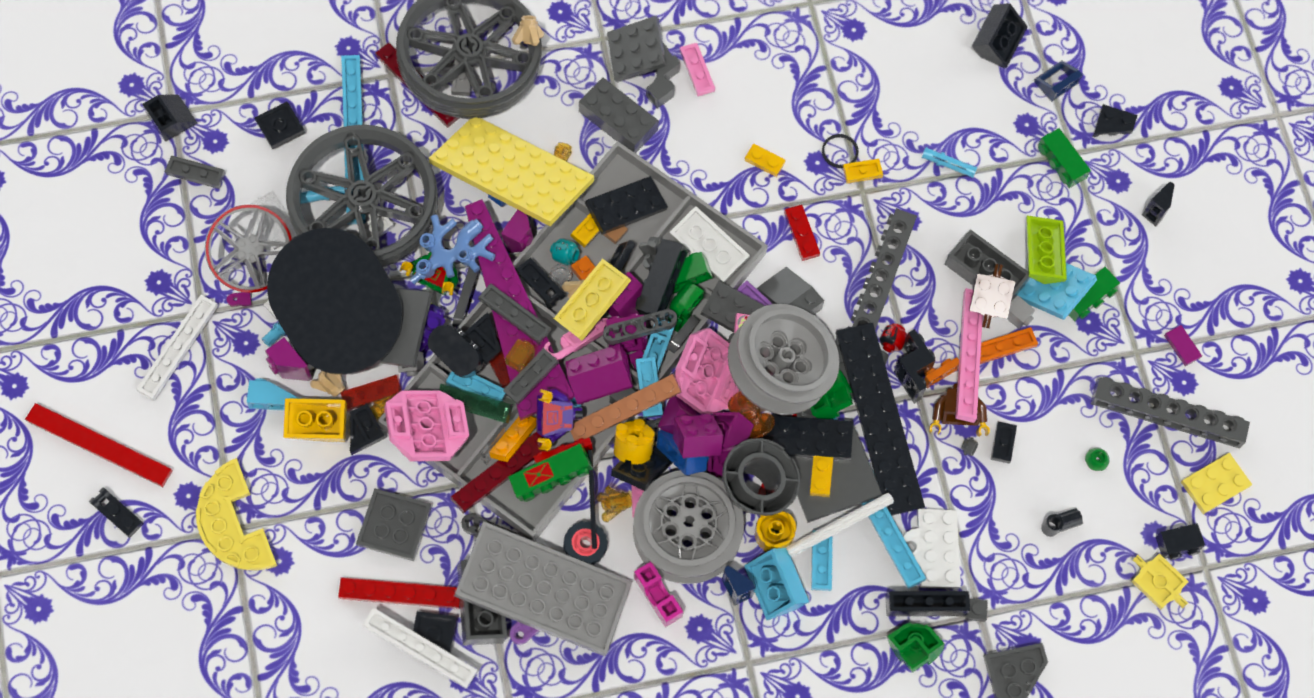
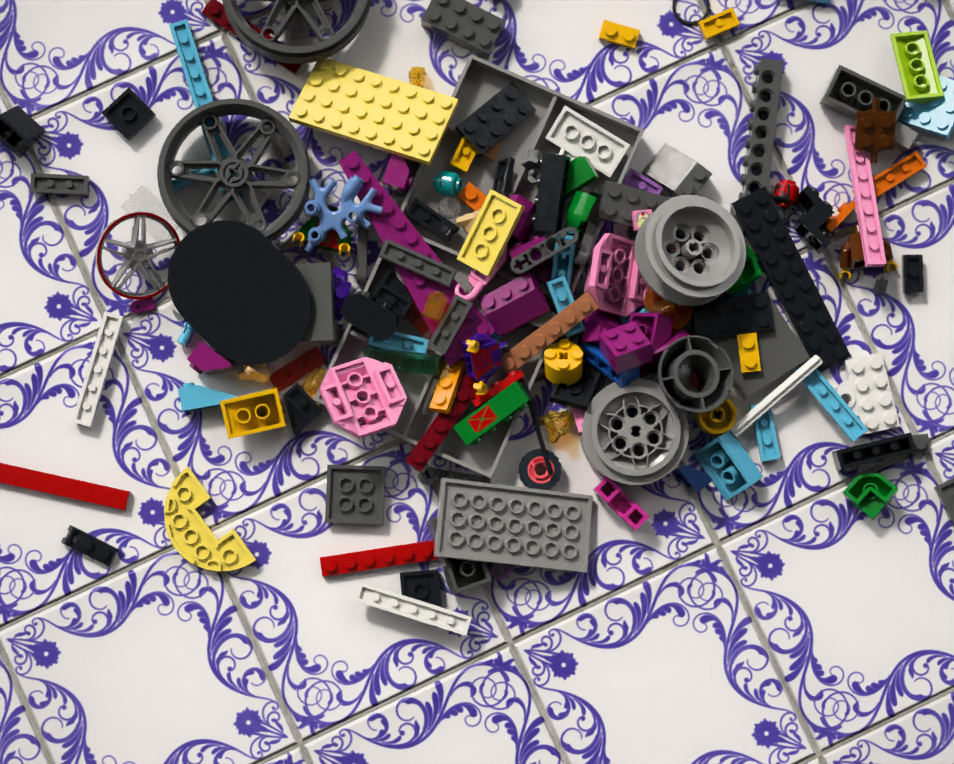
camera: 15 degrees left, 15 degrees up
(802, 232) = (672, 103): red plate -> none

